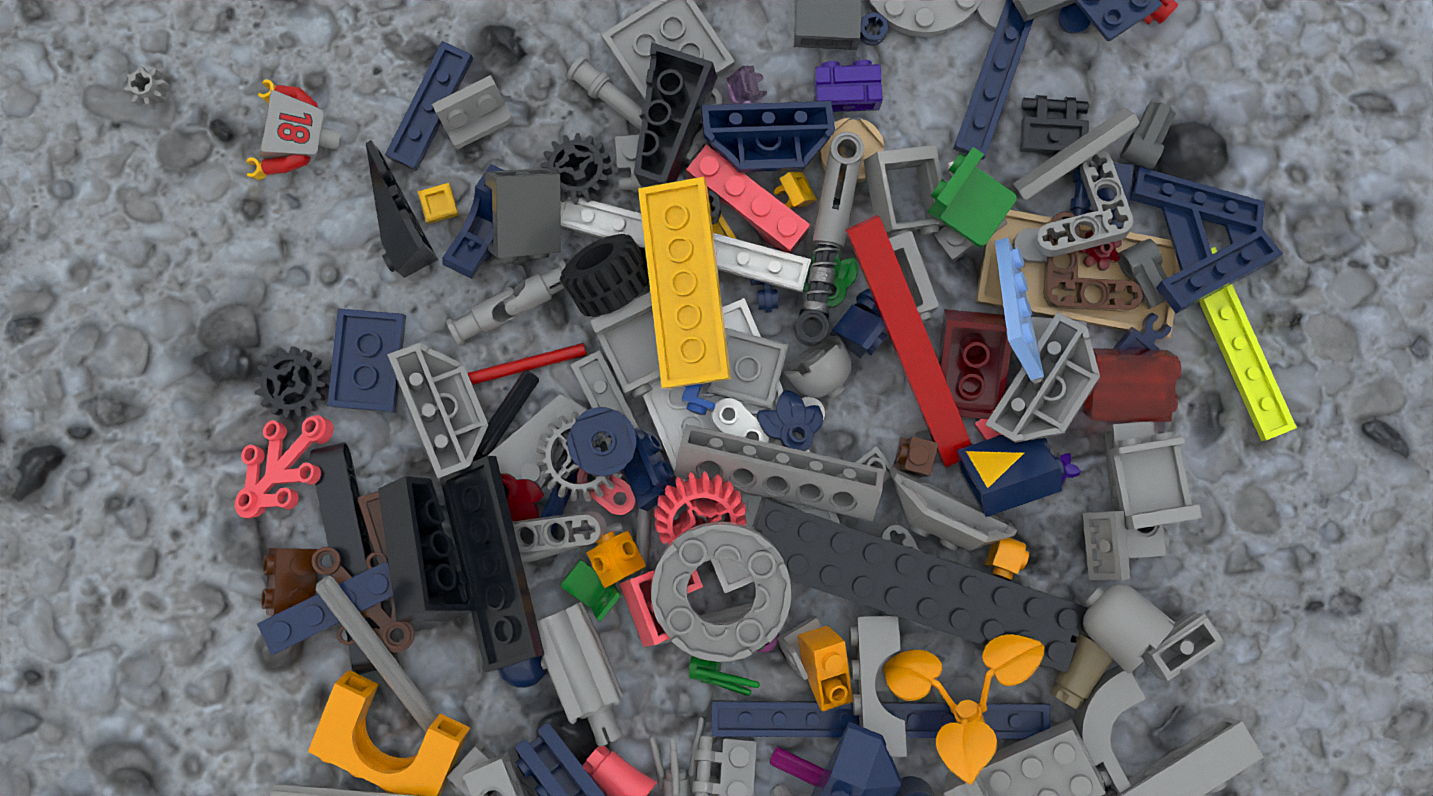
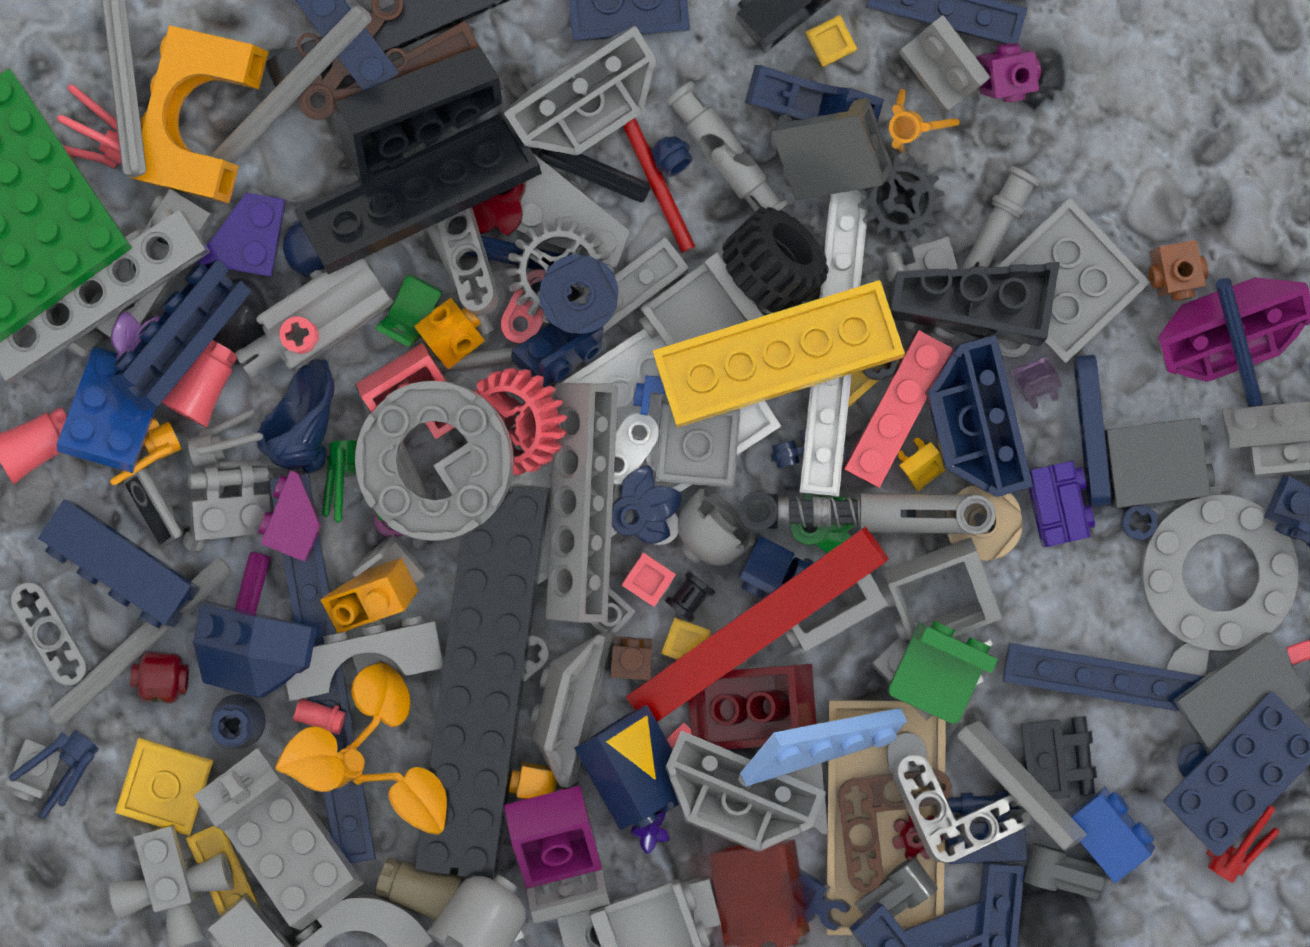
camera: 80 degrees right, 5 degrees up
(493, 59) = (1011, 72): none -> magenta brick
(502, 714) = (249, 236): none -> dark purple wing
(504, 347) = (672, 155): none -> dark blue plate
(516, 145) = (909, 125): none -> light orange plant
(583, 698) = (288, 328): none -> coral bush
(669, 702) = (300, 420): none -> dark blue hair
(749, 721) = (295, 520): none -> magenta slope
(791, 50) = (1092, 431): none -> dark blue beam
(852, 430) = (648, 579): none -> coral panel
(864, 400) = (689, 596): none -> black bush
(905, 410) = (683, 637): none -> yellow tile
(921, 730) = (319, 715): none -> coral pin
(1057, 549) = (552, 837): none -> magenta brick
(1131, 89) = (1112, 834): none -> blue brick

